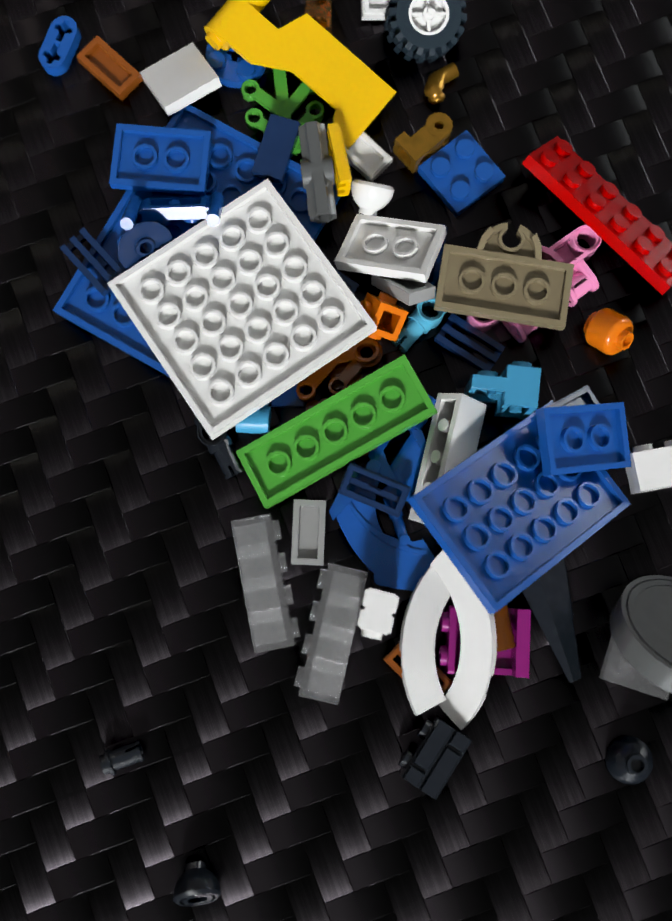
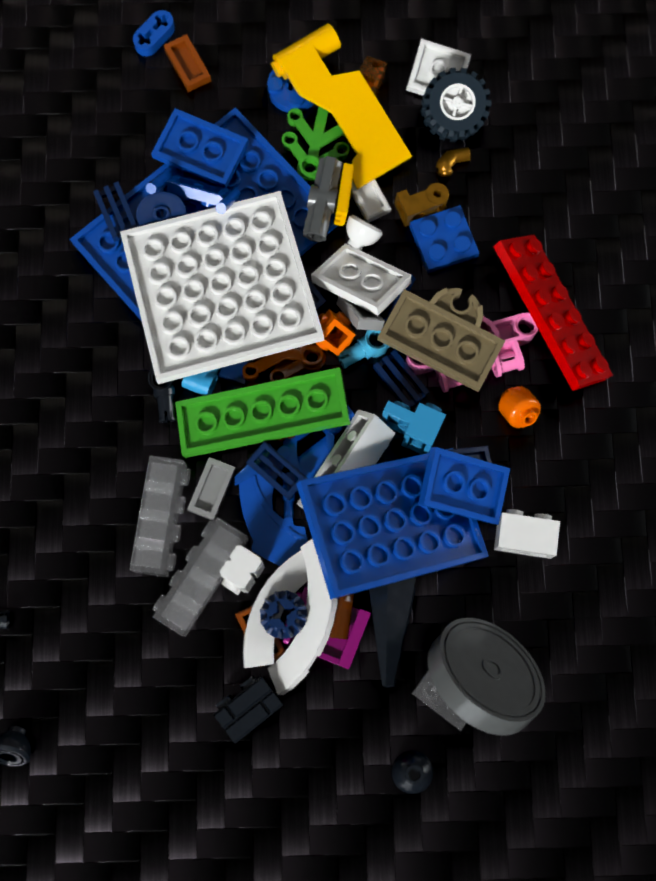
camera: 15 degrees right, 5 degrees down
(180, 79) = (240, 90): white tile -> none
(276, 149) = (296, 170): dark blue tile -> none
(440, 628) = (295, 620): none -> dark blue gear

